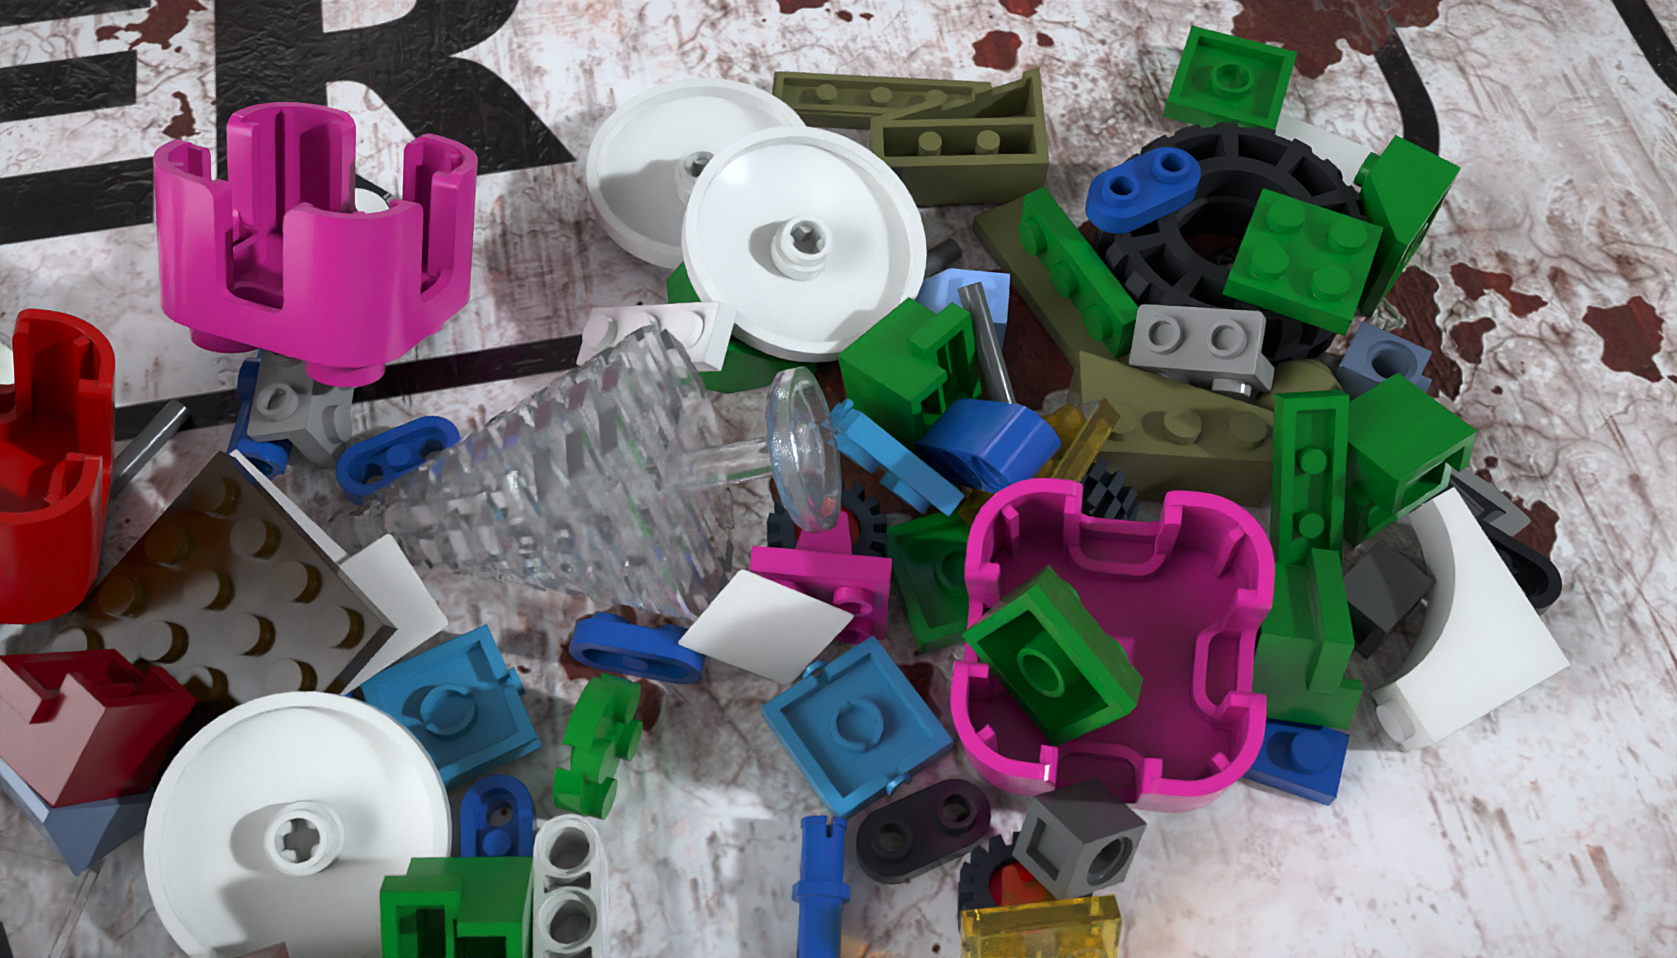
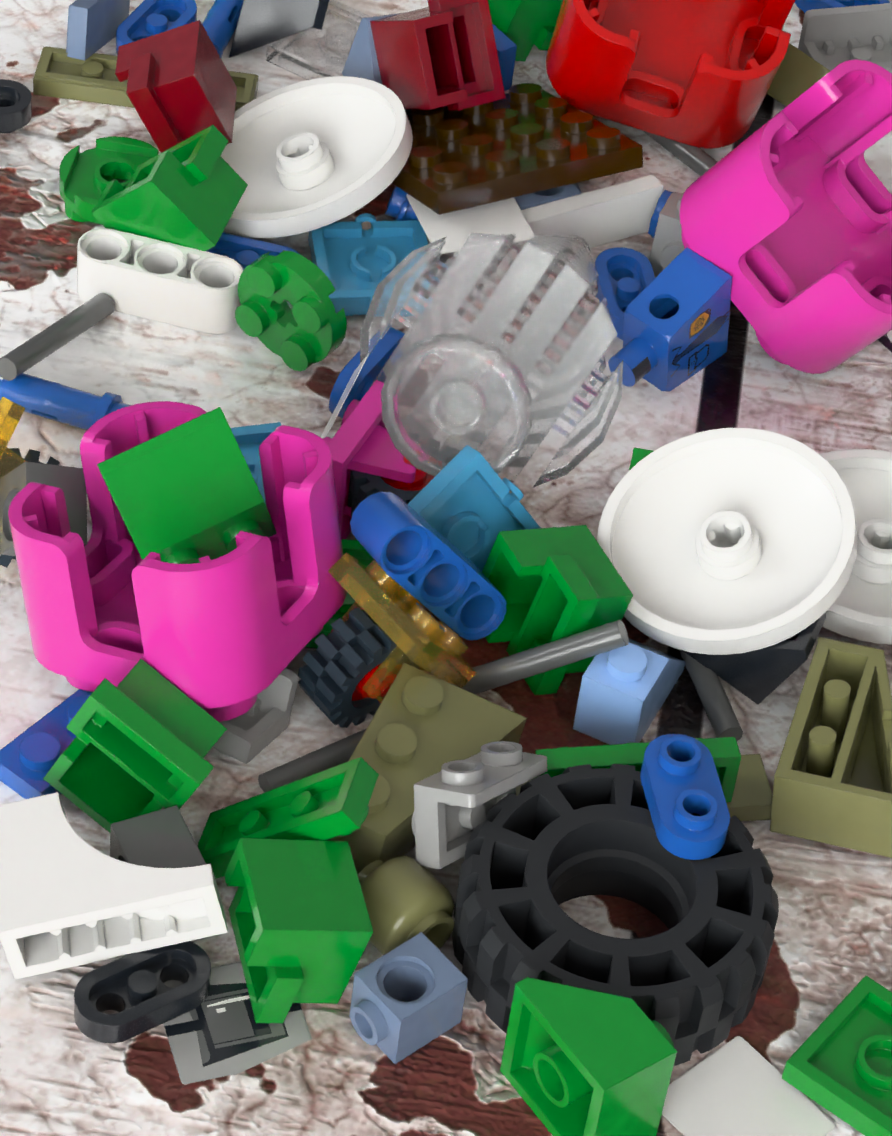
camera: 105 degrees right, 15 degrees down
(457, 377) = (676, 324): none -> blue torso
(699, 326) = (651, 429): white plate -> none
(1303, 262) = (535, 888): green plate -> none

